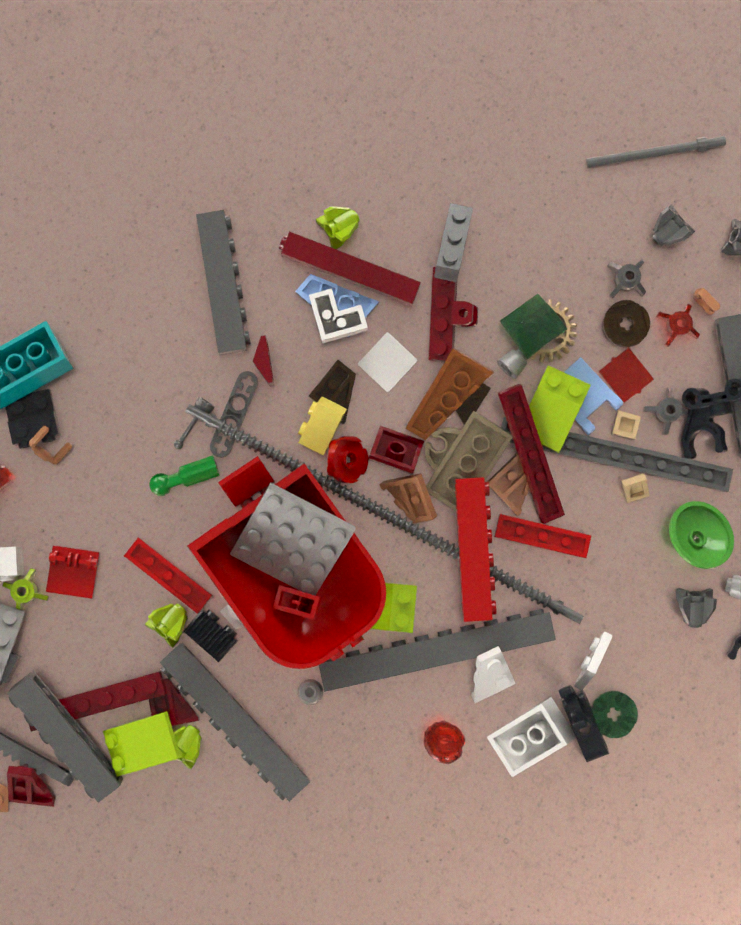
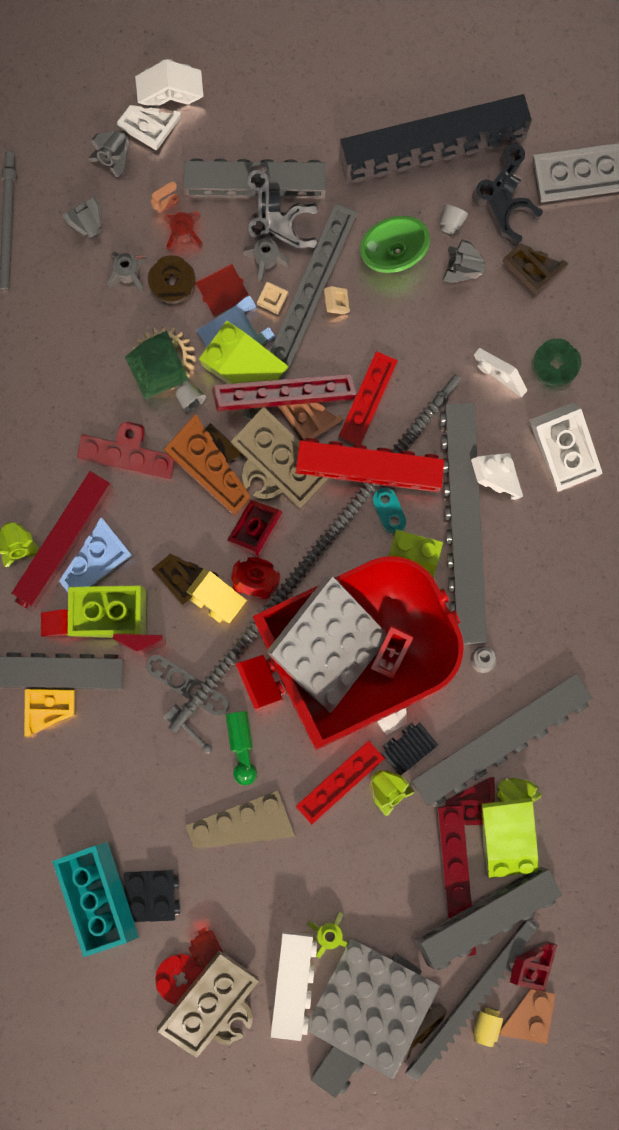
camera: 80 degrees left, 5 degrees down
(42, 453) = (191, 889): nougat piece -> none
(72, 572) = (318, 882): red hinge -> none
(115, 495) = (249, 822): none -> dark tan wing
(189, 286) = (47, 707): none -> yellow wing
(271, 287) = (54, 623): none -> red slope
(288, 325) = (106, 611): none -> lime slope
(334, 323) = (113, 565): white brick -> none
(387, 362) = (164, 521): white sticker -> none
(411, 497) = (305, 520): nougat wing -> none
(436, 575) = (389, 510): none -> teal plate
(444, 742) = (557, 533): clear red hair -> none
(453, 242) = (56, 430): brick -> none
(579, 713) = (554, 393): black piece -> none
(706, 675) = (533, 266): none -> dark brown wing

